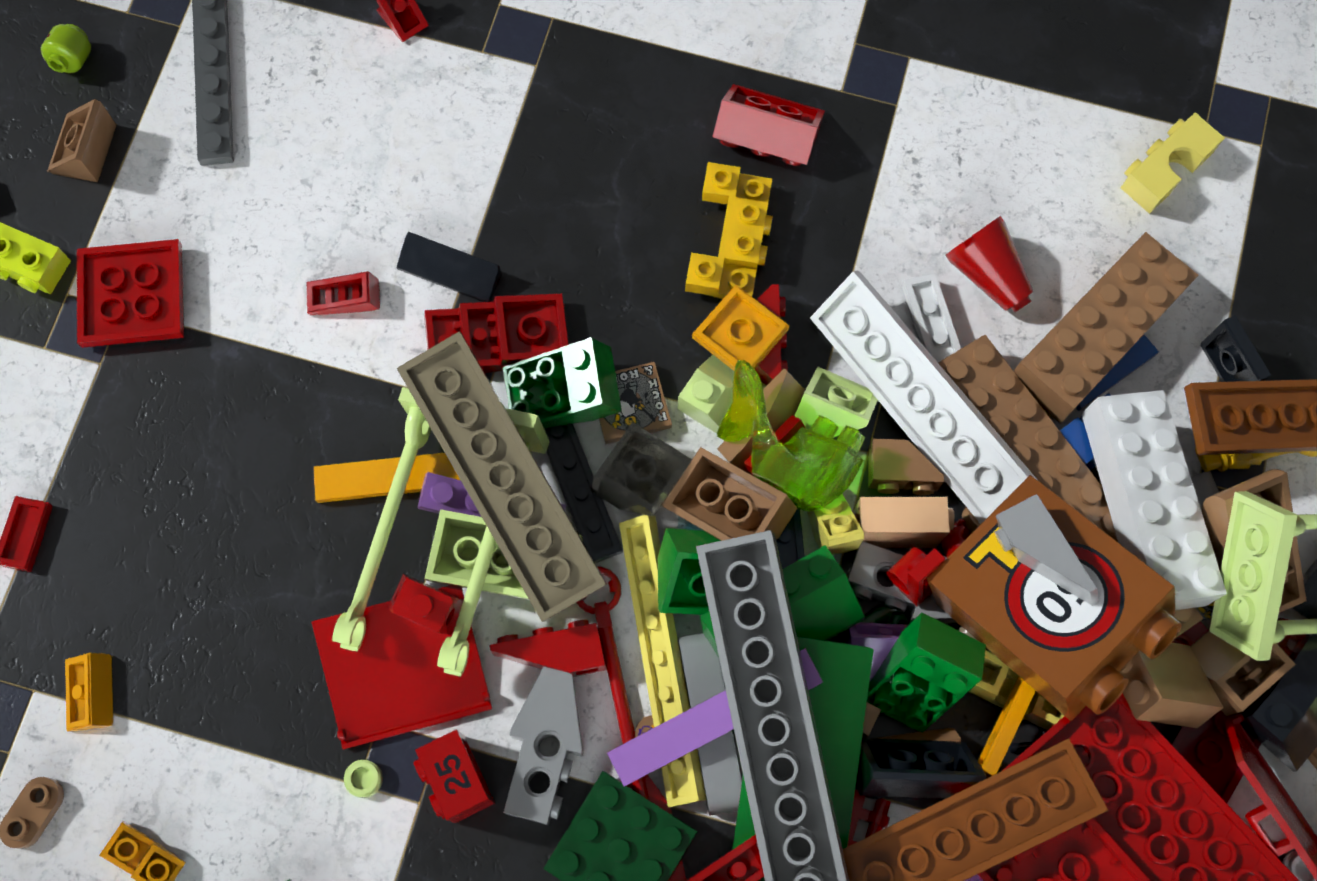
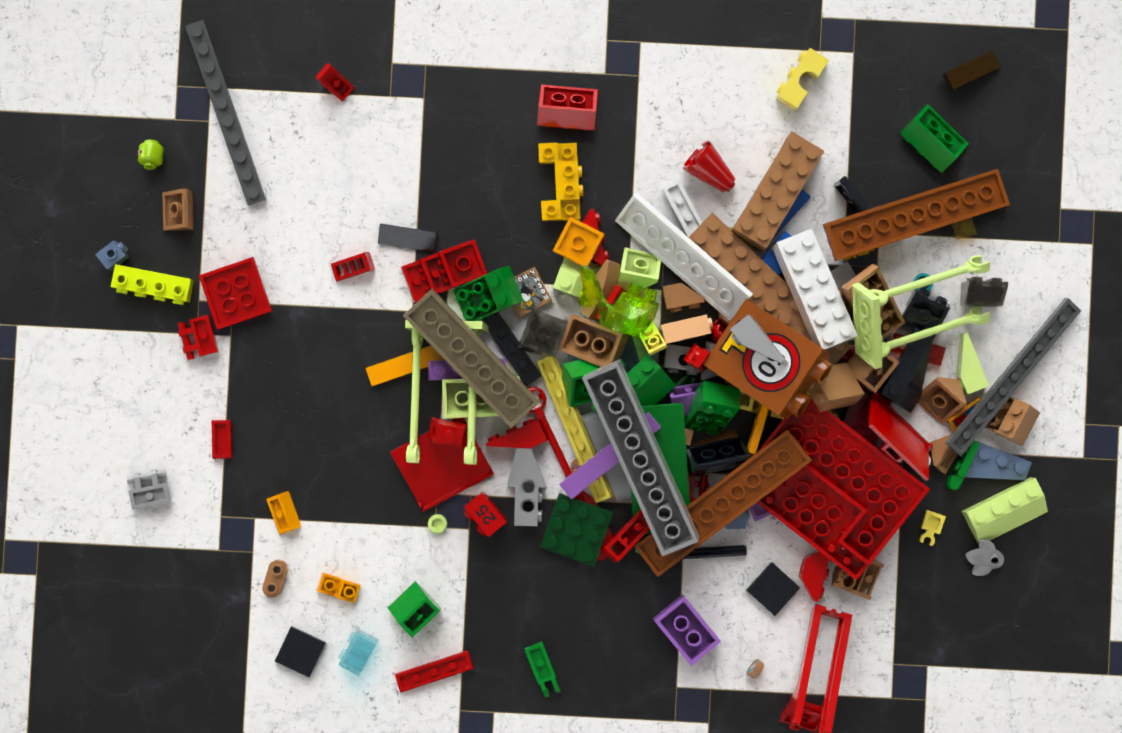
camera: 10 degrees left, 15 degrees up
(51, 350) = (203, 335): none -> red plate

